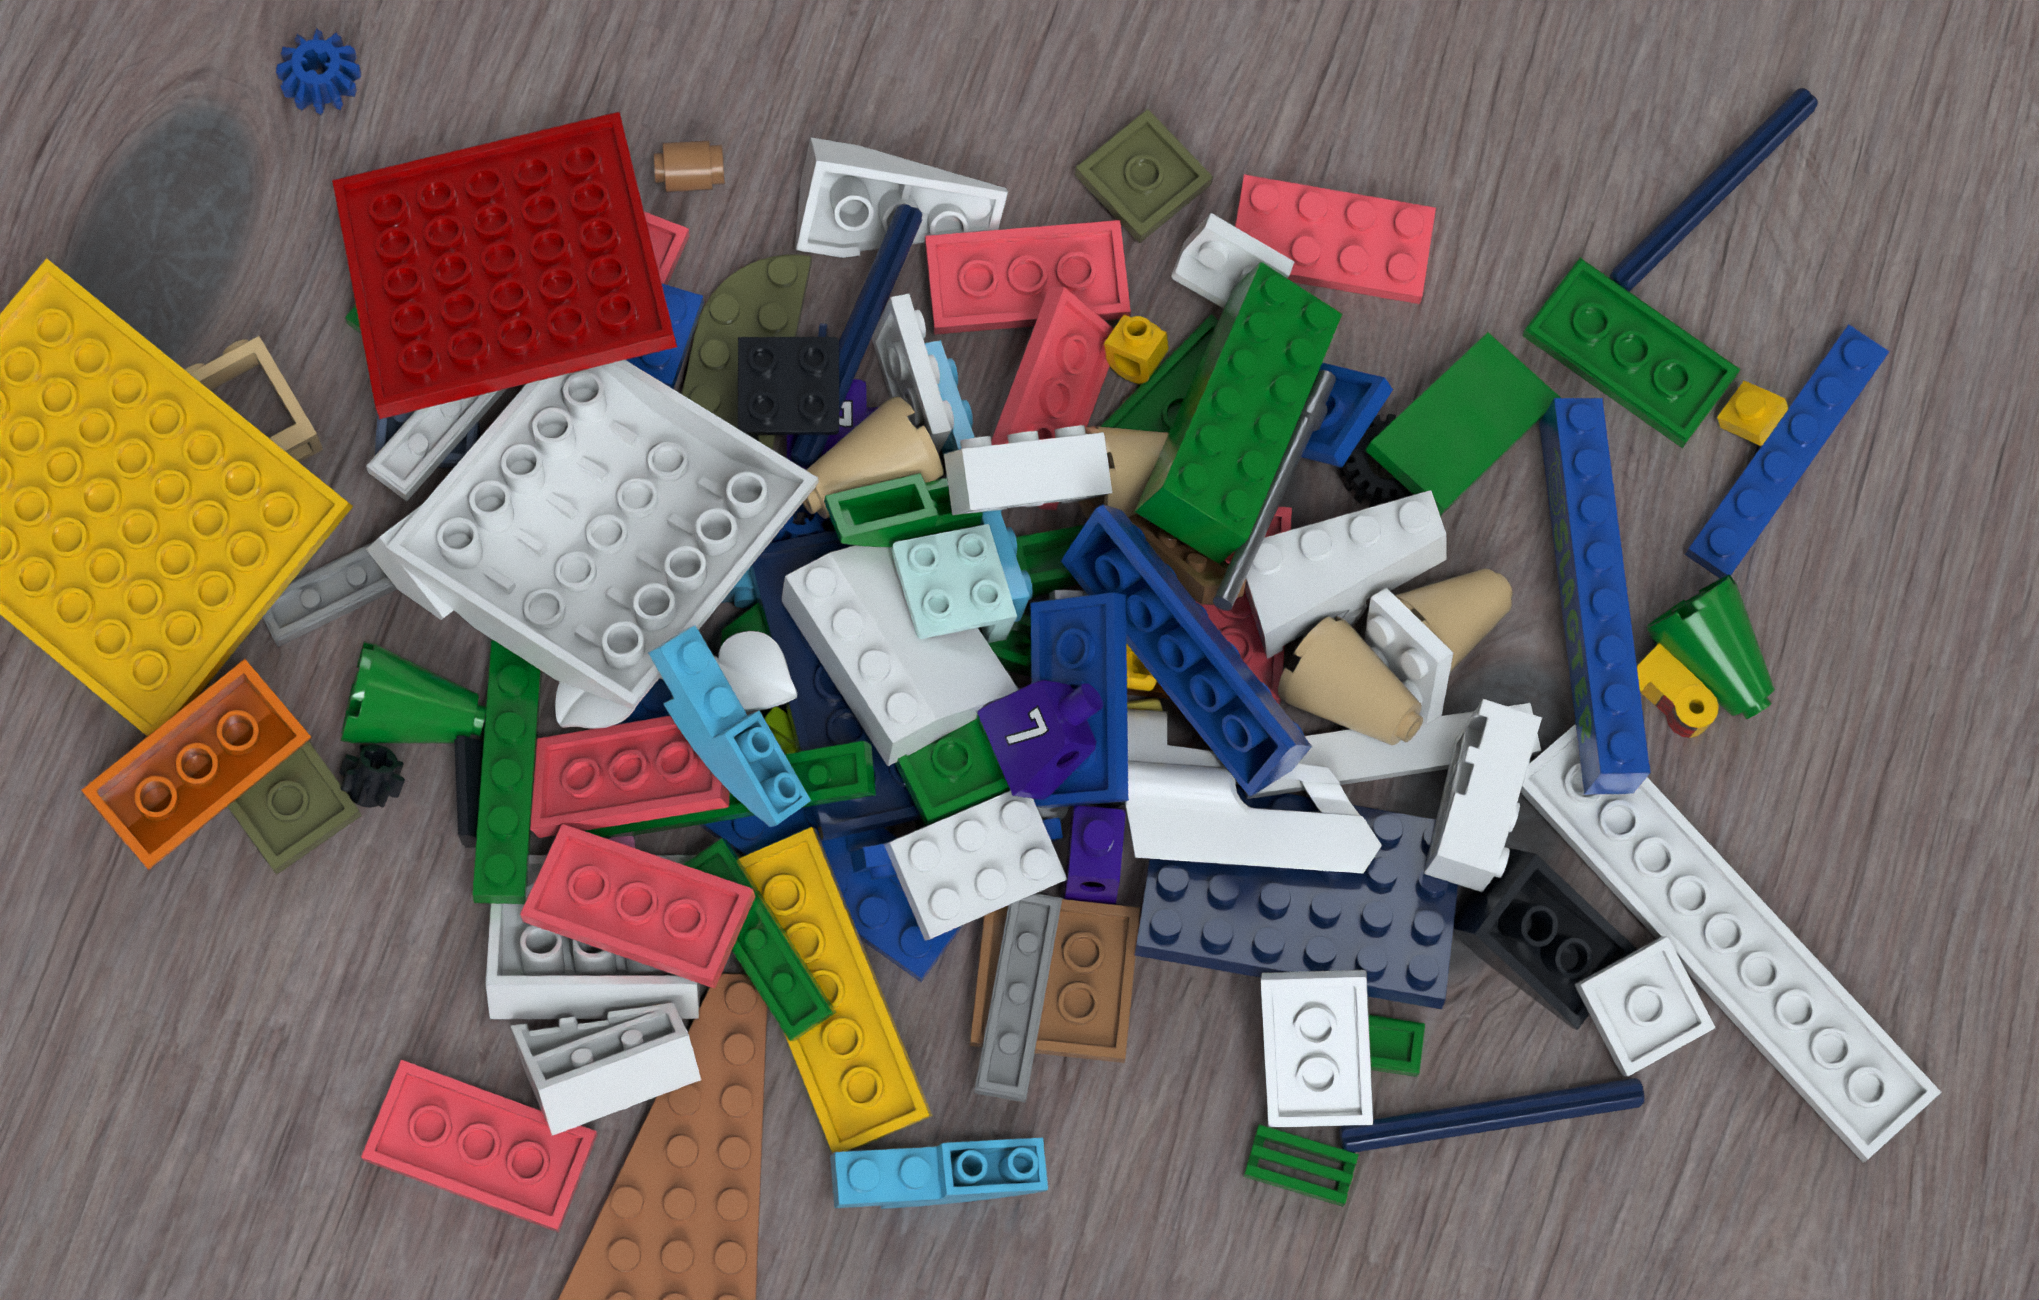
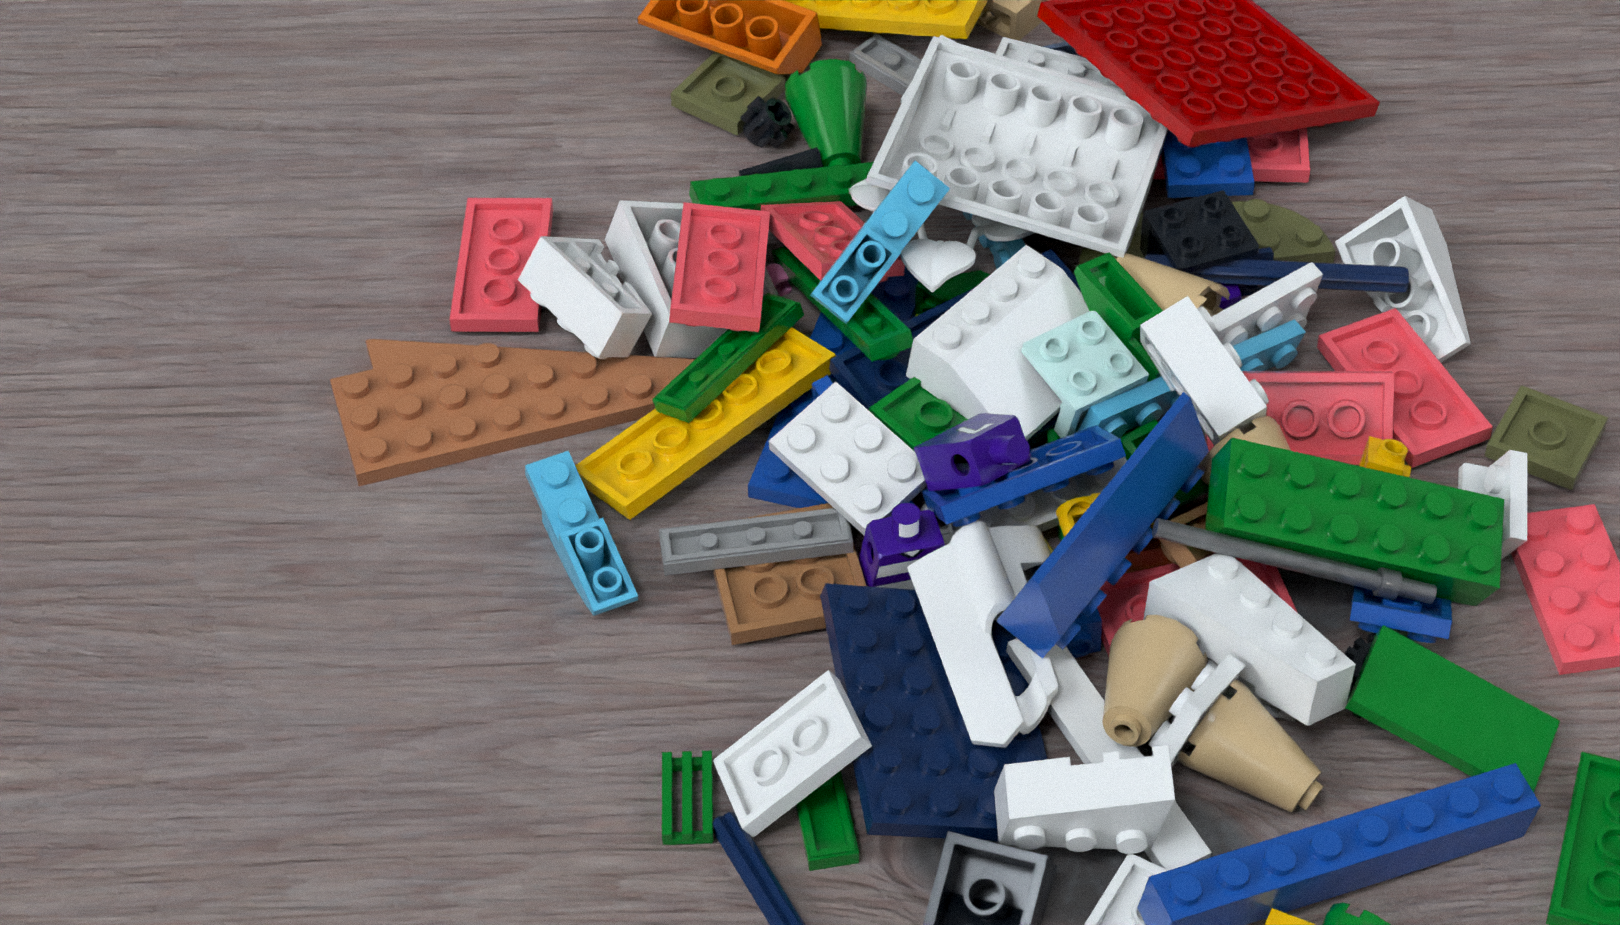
camera: 80 degrees right, 25 degrees down
(689, 166) = (1364, 159): medium nougat brick -> none

